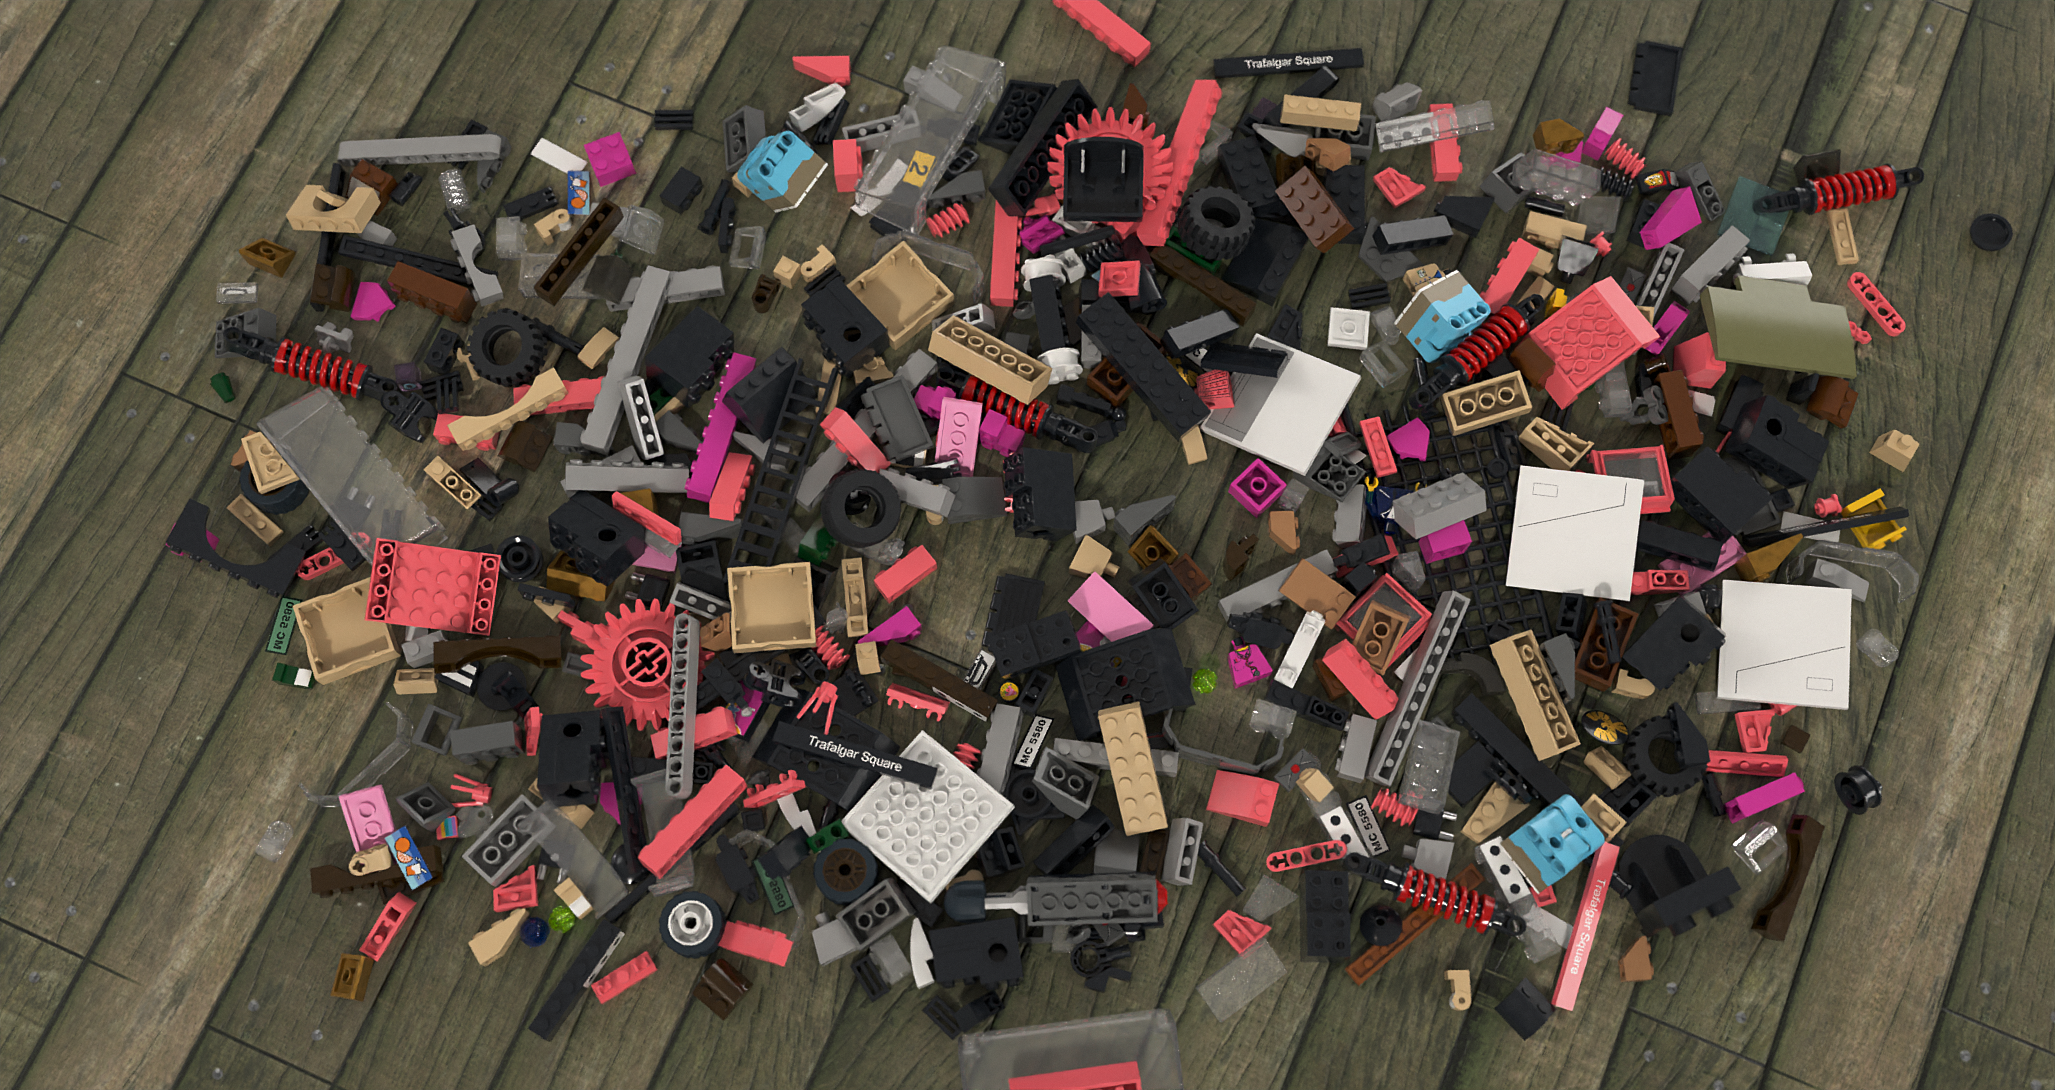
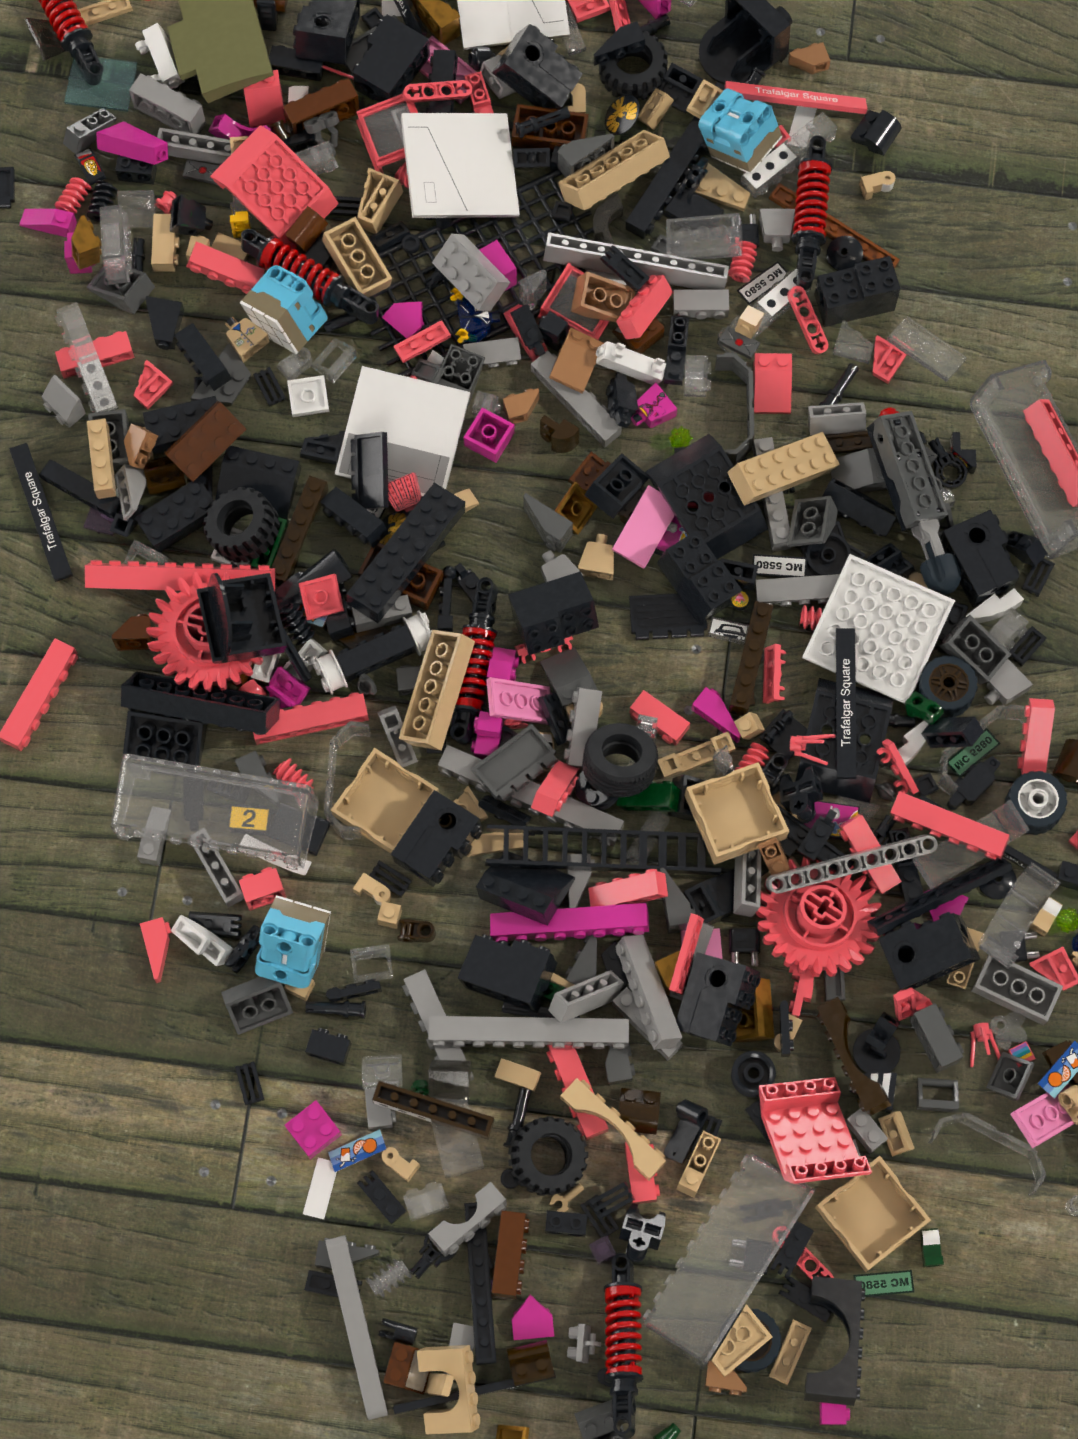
camera: 105 degrees left, 0 degrees up
(1406, 667) = (624, 268): none -> black hinge
(1669, 531) = (437, 93): none -> coral beam

